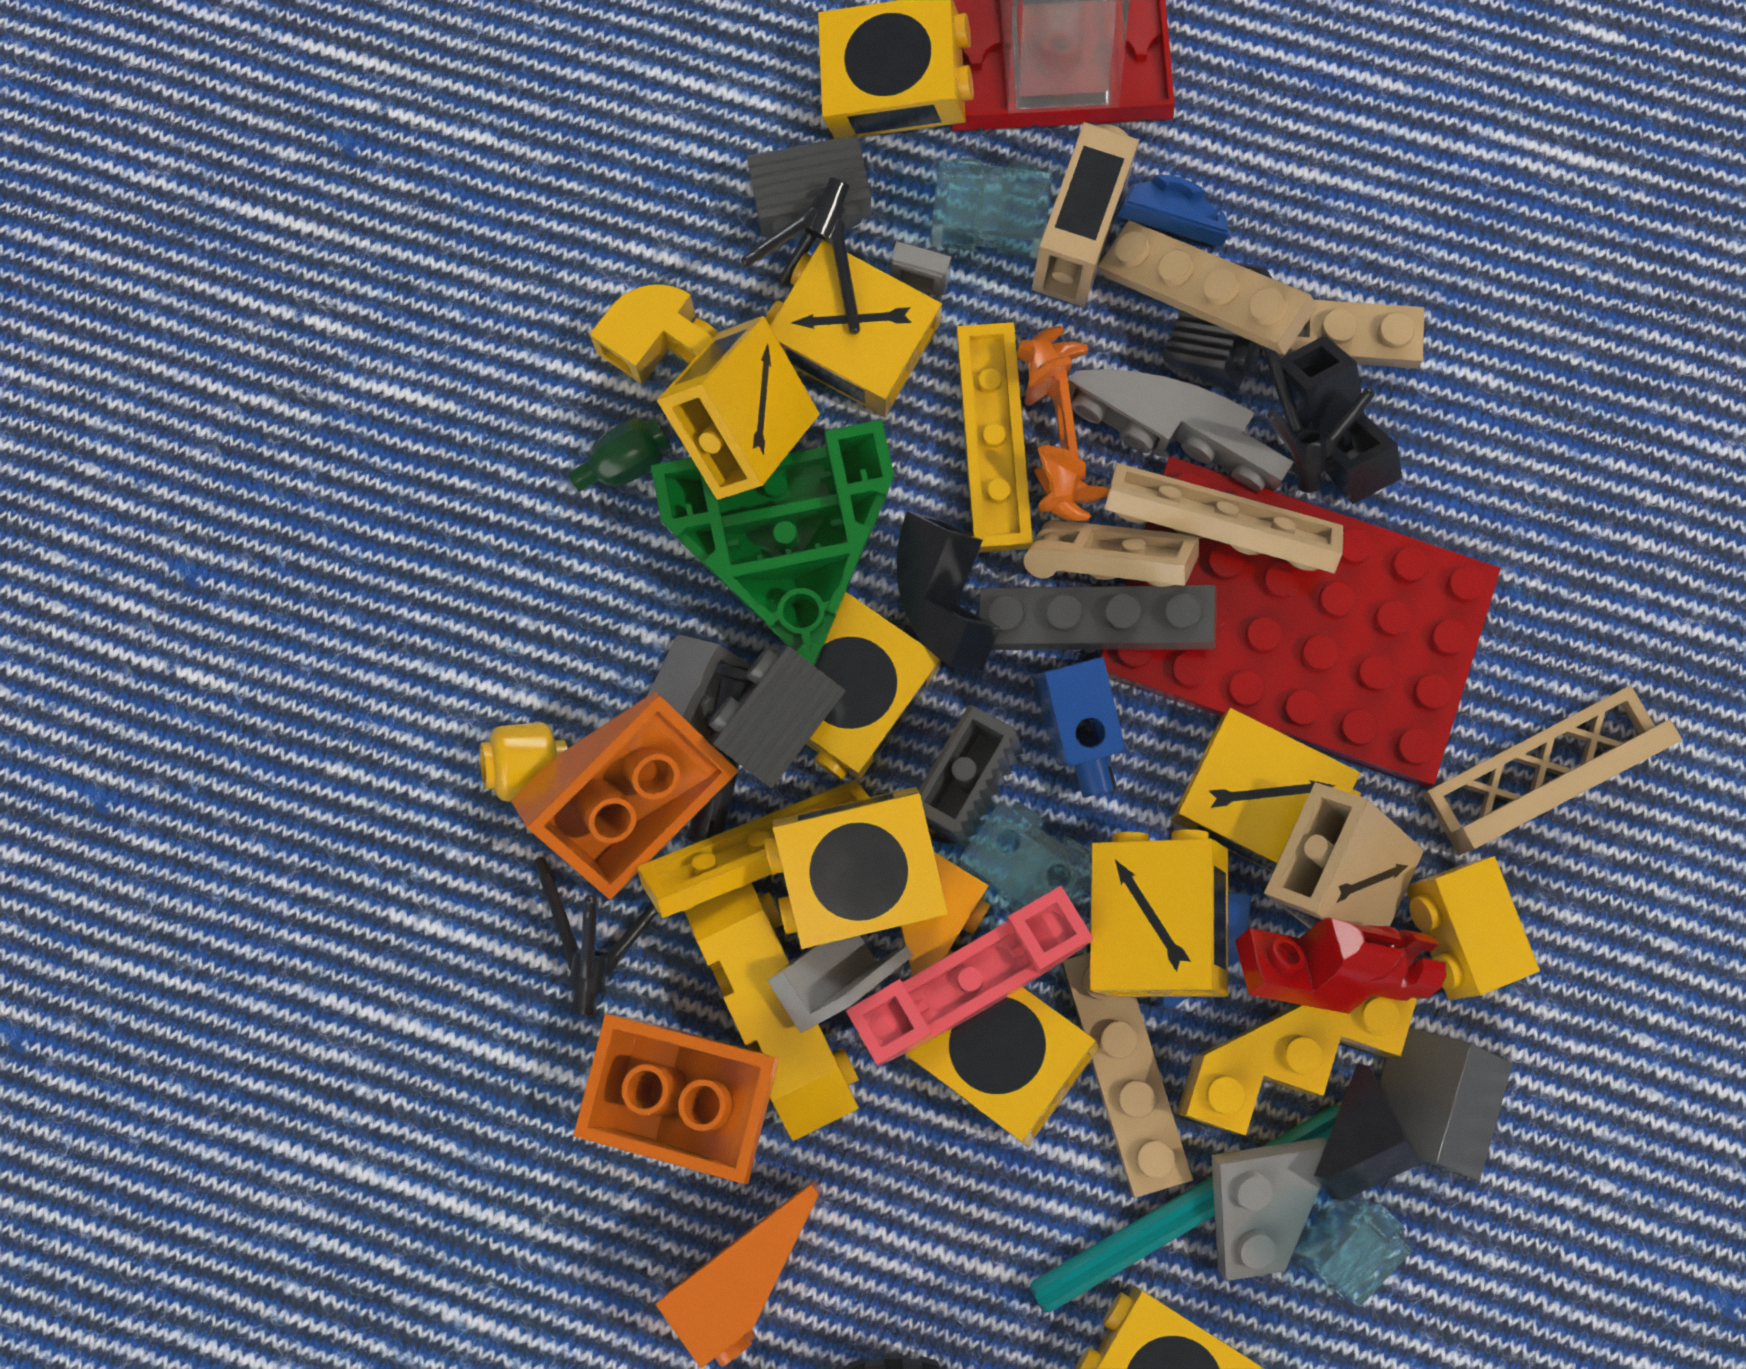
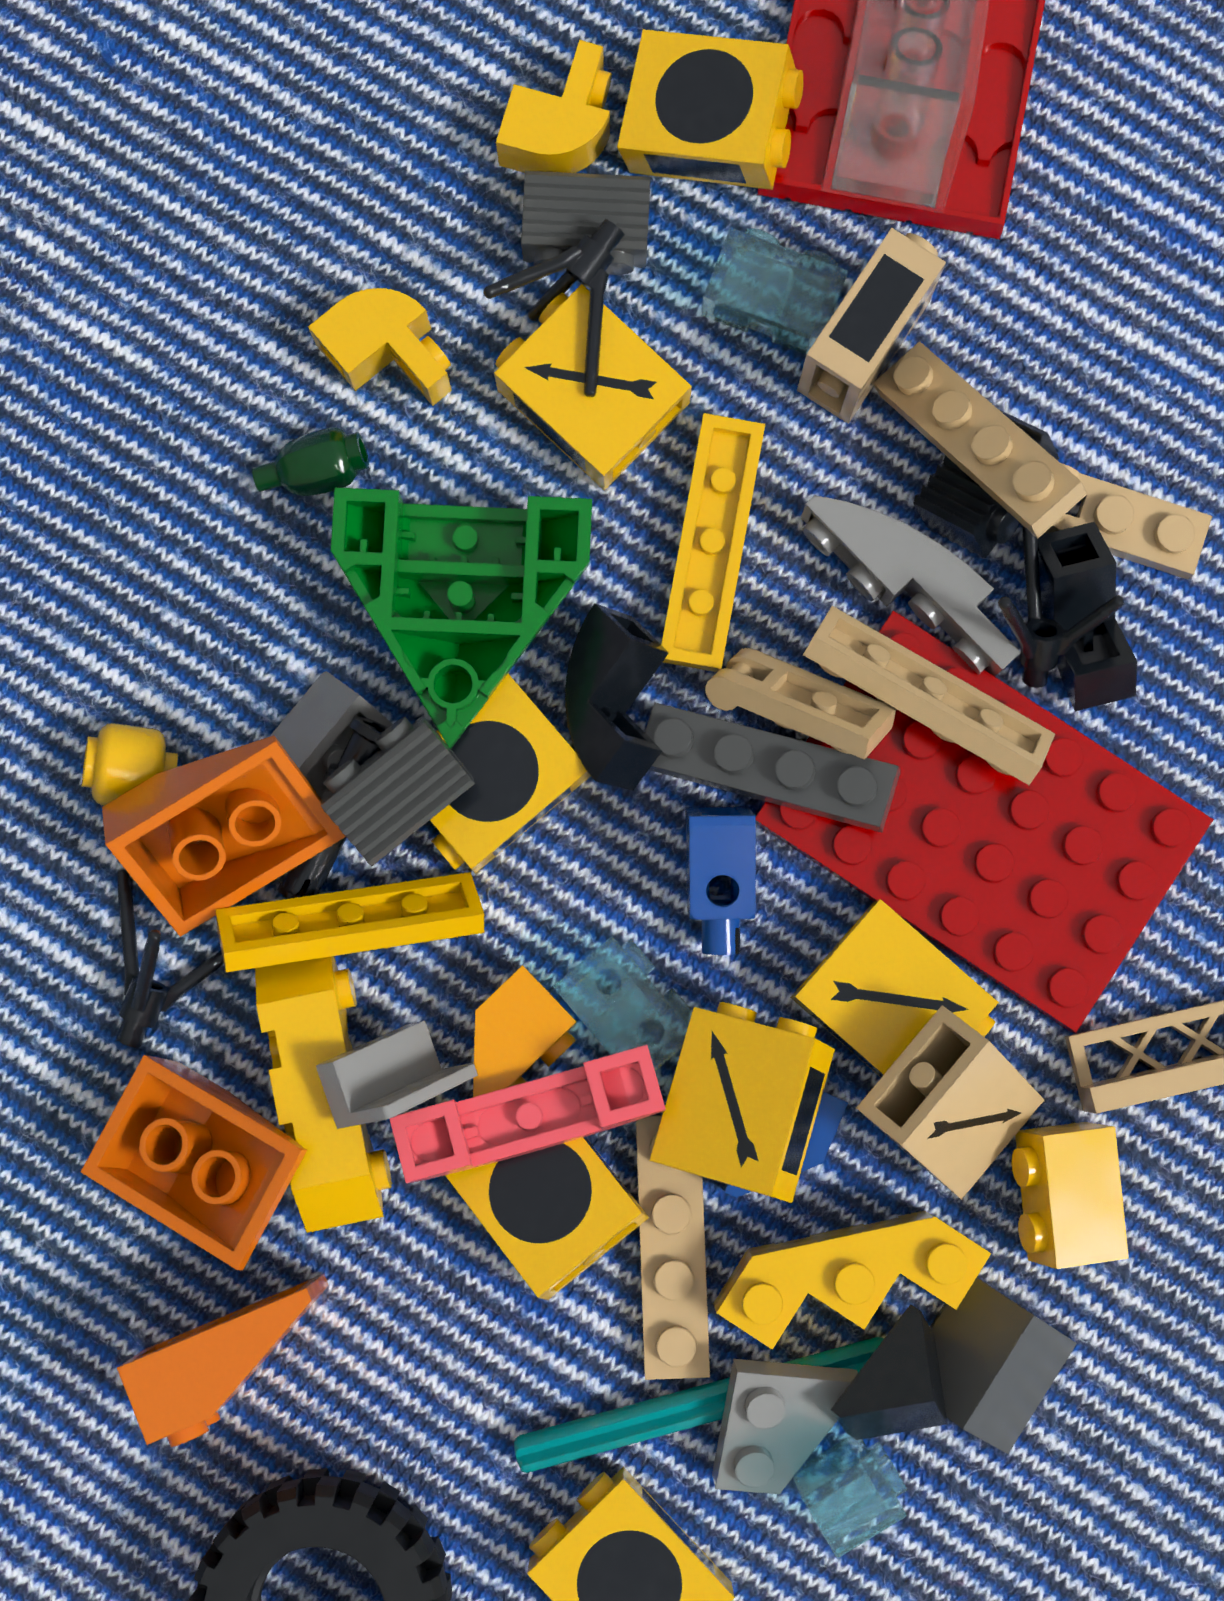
camera: 15 degrees right, 5 degrees up
(739, 408) = (443, 449): yellow brick -> none
(763, 116) = (556, 131): none -> yellow brick
(856, 868) = (438, 972): yellow brick -> none
(921, 268) = (680, 340): light grey tile -> none
(968, 774) = (585, 900): dark grey brick -> none
(1062, 468) = (770, 600): orange piece -> none
(1175, 207) = (974, 339): blue tile -> none
(1339, 965) = (913, 1202): red plate -> none

